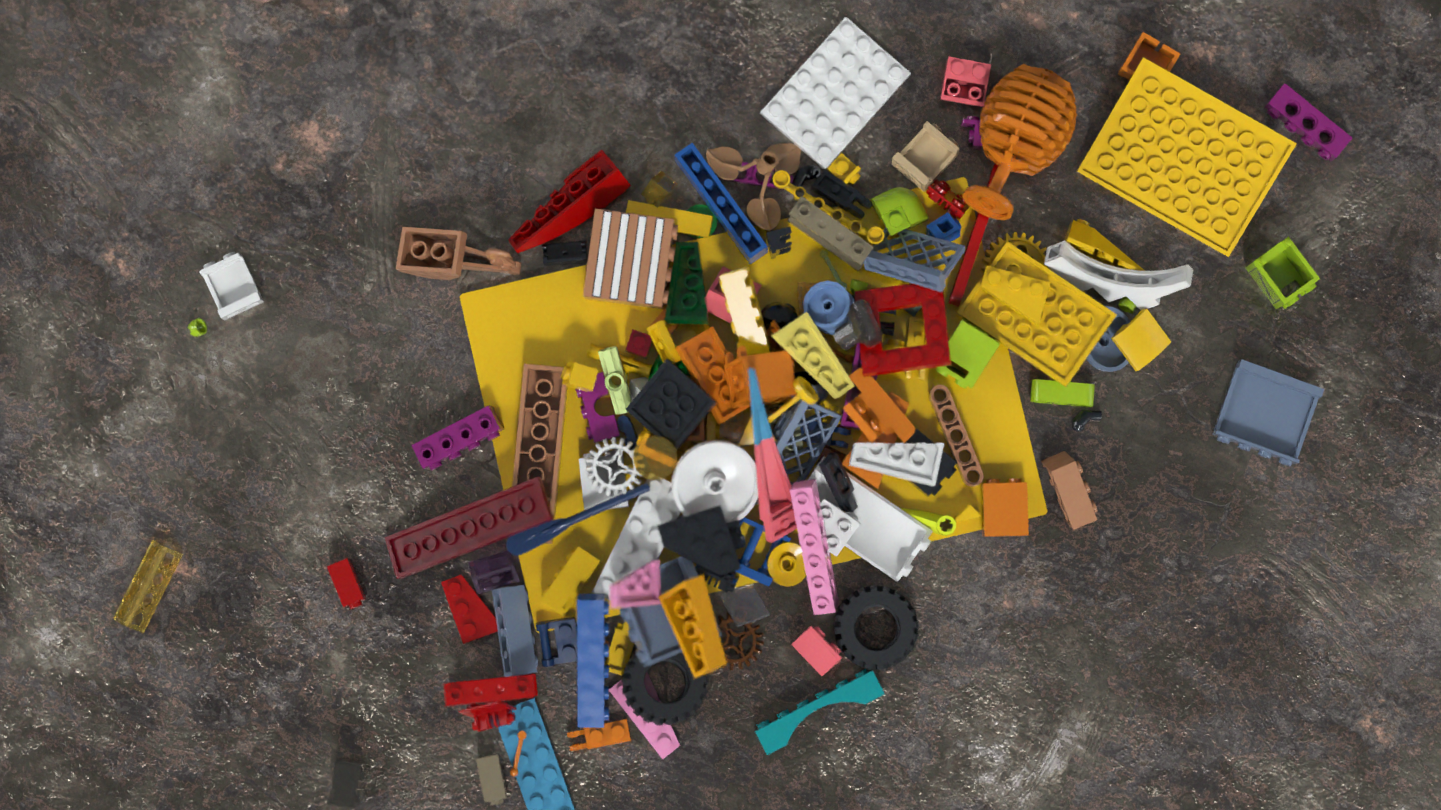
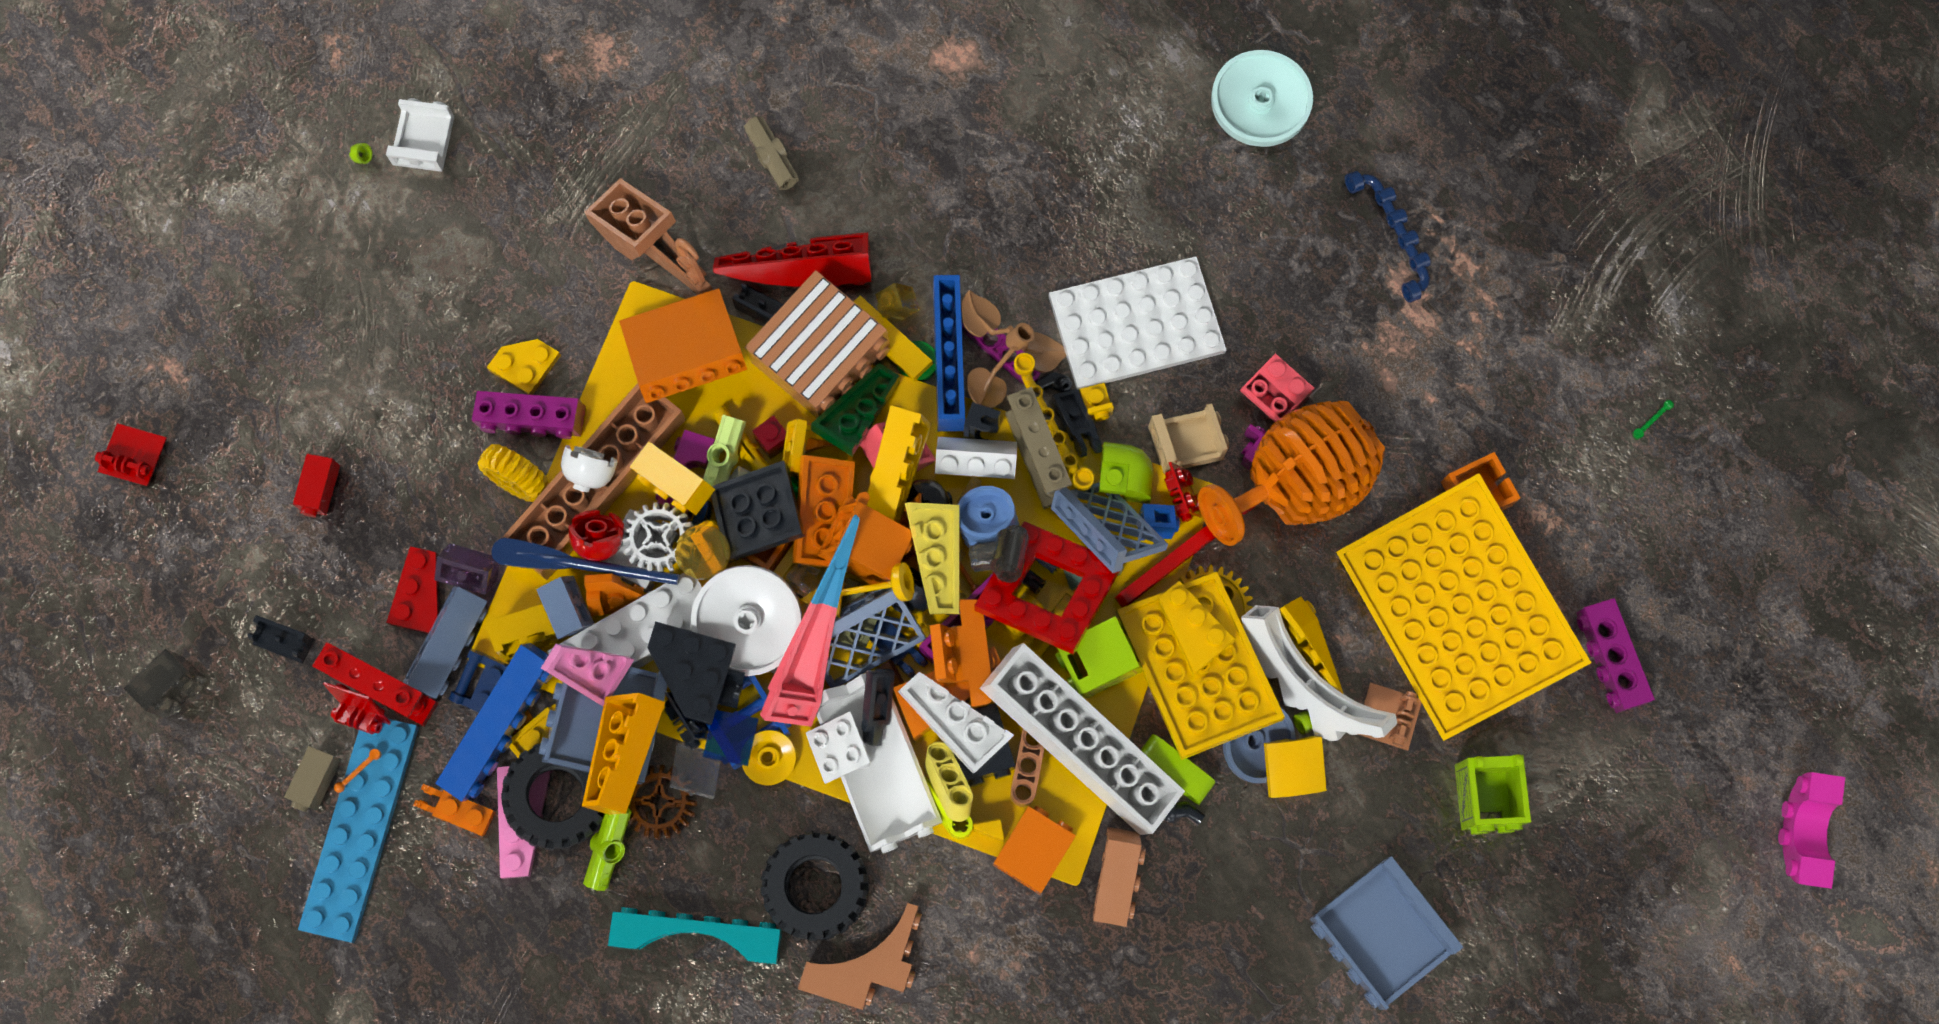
camera: 30 degrees right, 10 degrees down
(140, 586) = (123, 356): clear yellow fence -> none
(199, 646) = (131, 454): none -> red hinge
(399, 702) = (280, 639): none -> black hinge
(426, 404) = (524, 364): none -> yellow plate
(469, 528) = (471, 505): dark red plate -> none
(478, 485) = (512, 472): none -> yellow gear
(493, 135) = (771, 153): none -> dark tan piece
(535, 320) = (682, 345): none -> orange panel
(535, 451) = (586, 468): none -> white cylinder
(572, 492) = (596, 535): none -> red cylinder
(579, 376) = (685, 424): yellow brick -> none
(584, 554) = (565, 606): none -> sand blue hinge
(596, 421) = (671, 479): none -> yellow brick
(607, 525) = (609, 594): none -> orange plate
(723, 696) = (607, 850): none -> lime piece
(757, 568) = (731, 738): none -> clear blue piece
(790, 267) = (976, 457): none -> white brick
(814, 547) = (806, 756): bright pink brick -> none
(816, 650) = (737, 869): coral slope -> none
(824, 254) = (1019, 471): clear light blue hinge -> none
(857, 285) = (1033, 519): lime hinge -> none
(925, 509) = (952, 792): none -> light yellow beam
(954, 648) = (852, 980): none -> nougat arch
(990, 416) = (1082, 739): none -> white brick
(1181, 254) = (1403, 705): none -> nougat hinge

